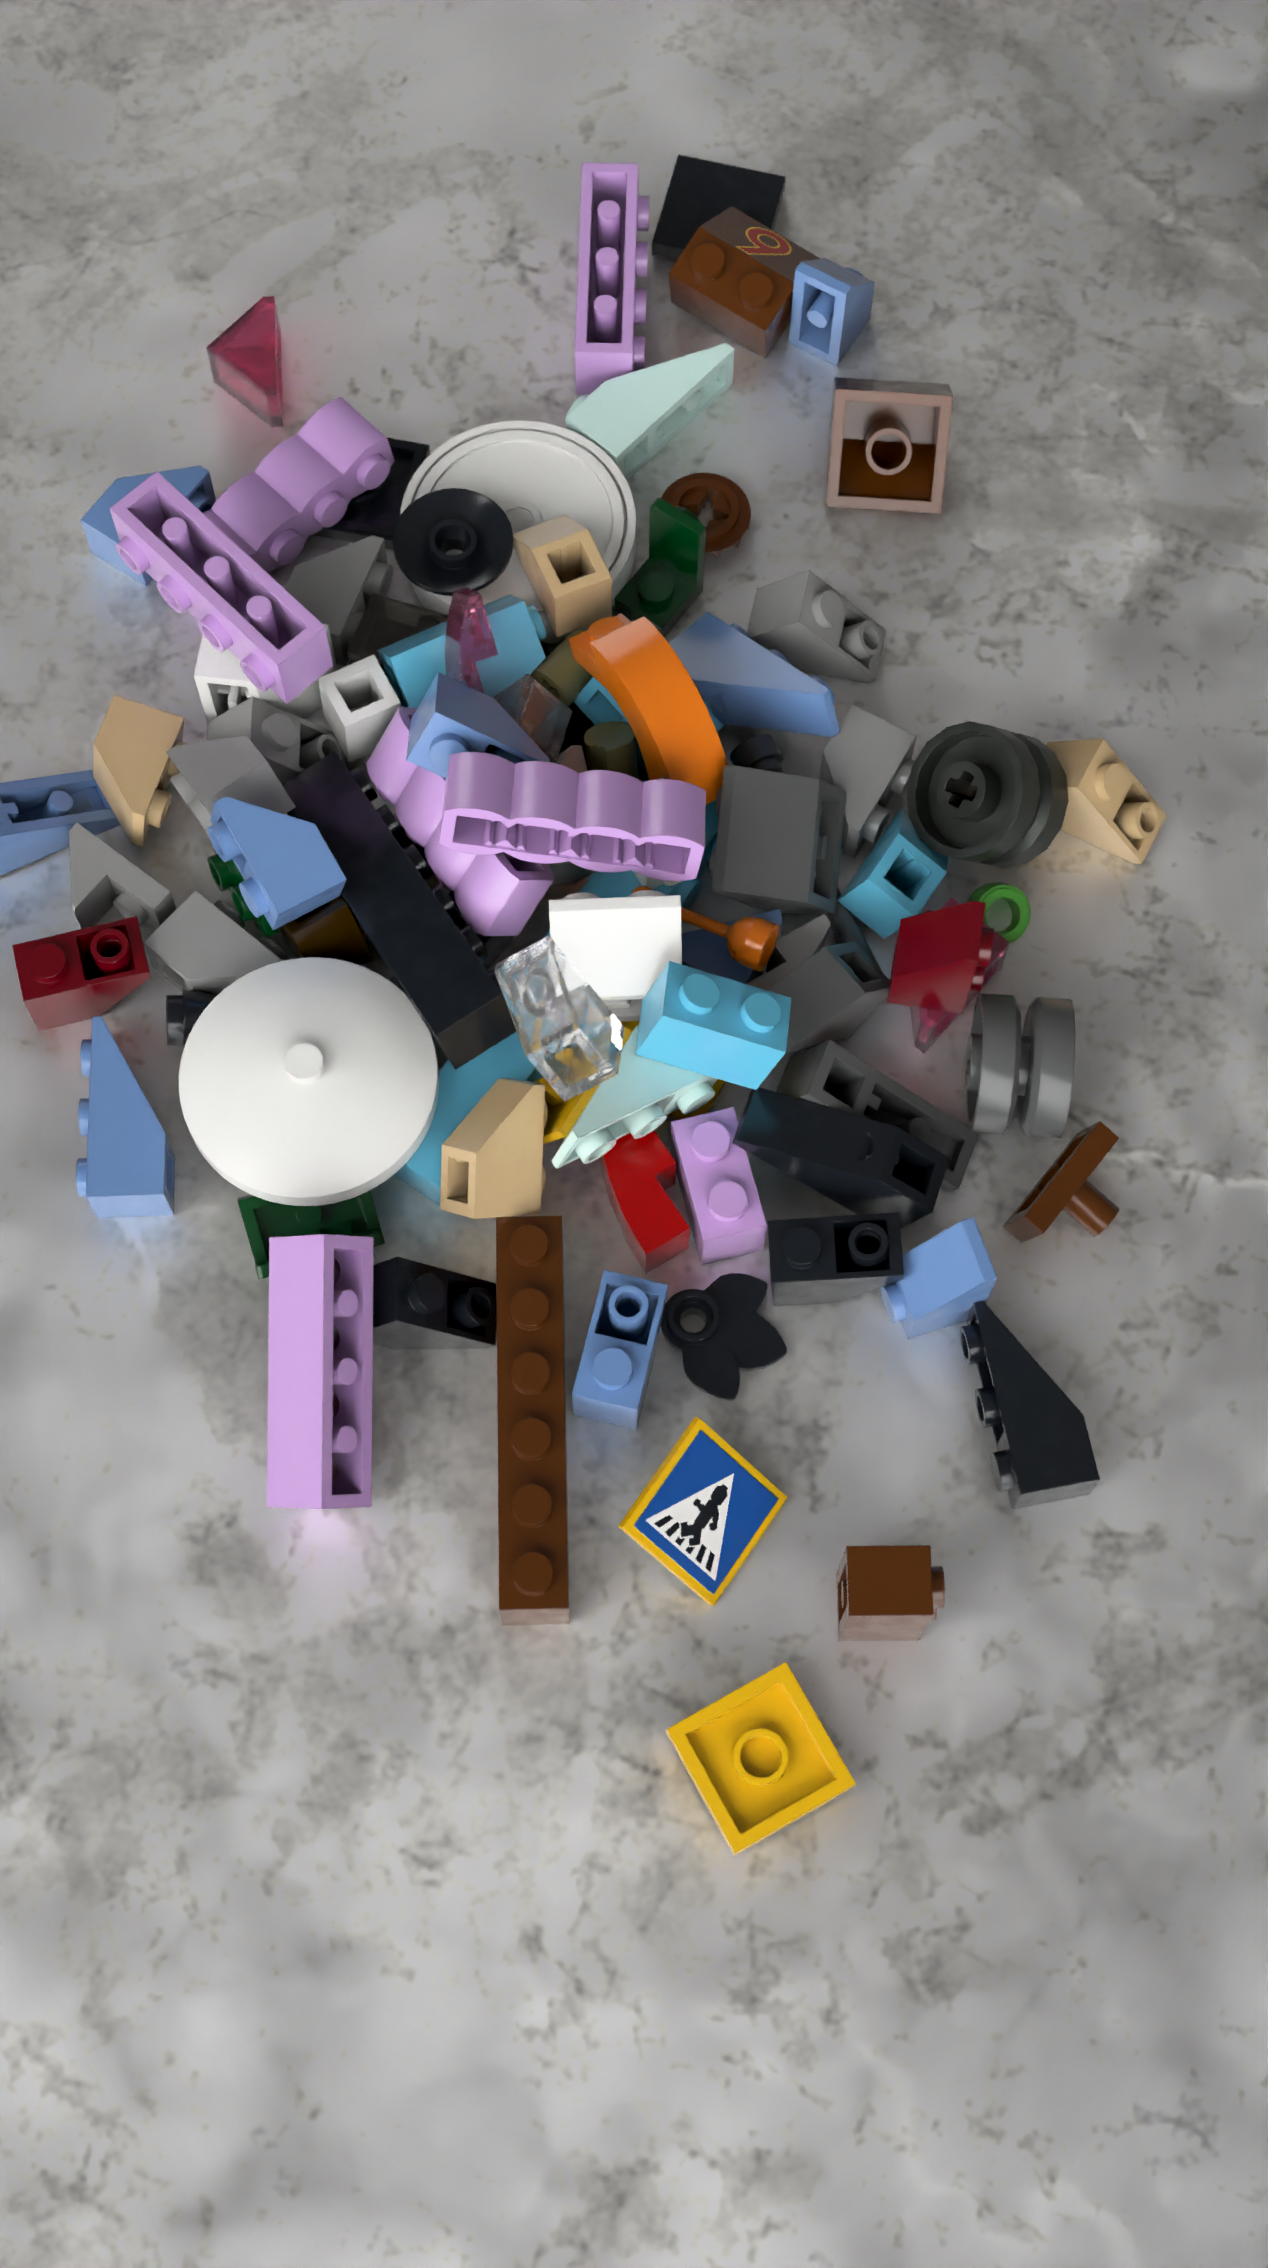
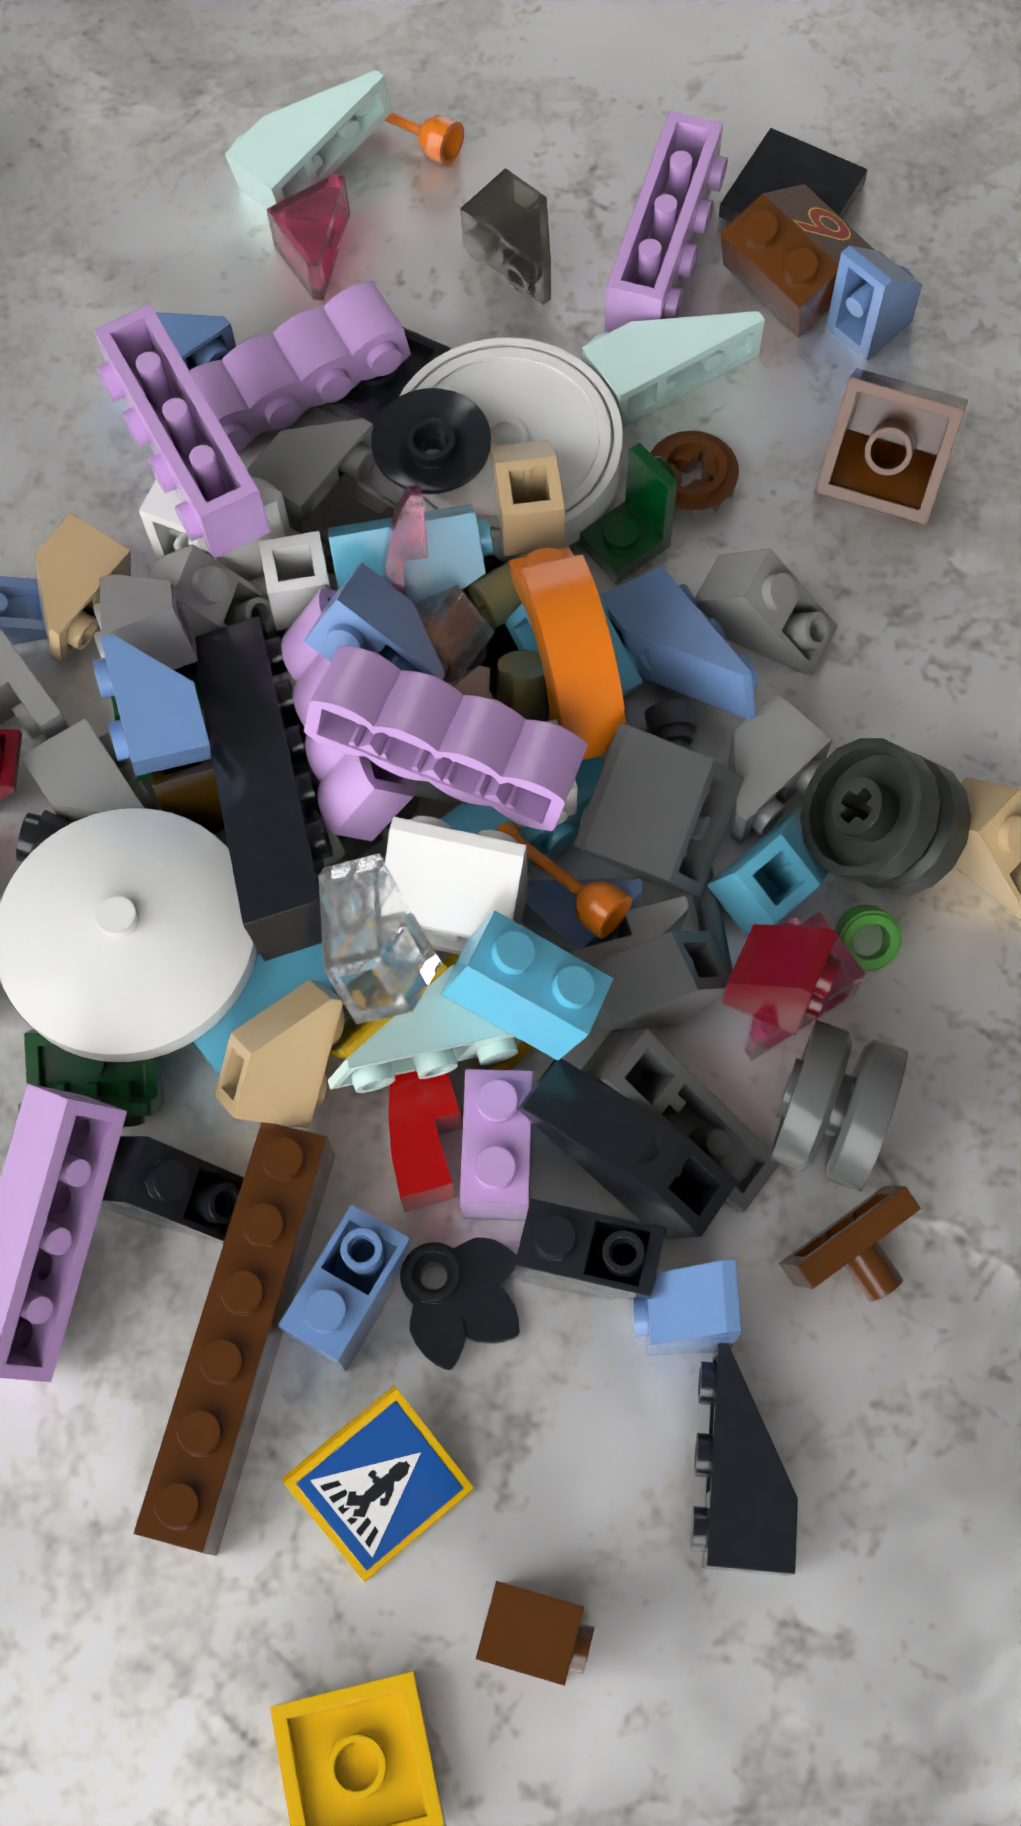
camera: 20 degrees right, 0 degrees up
(219, 269) = (307, 139): none -> light aqua slope
(348, 233) = (438, 136): none -> orange hinge
(457, 317) = (510, 233): none -> clear smoke slope

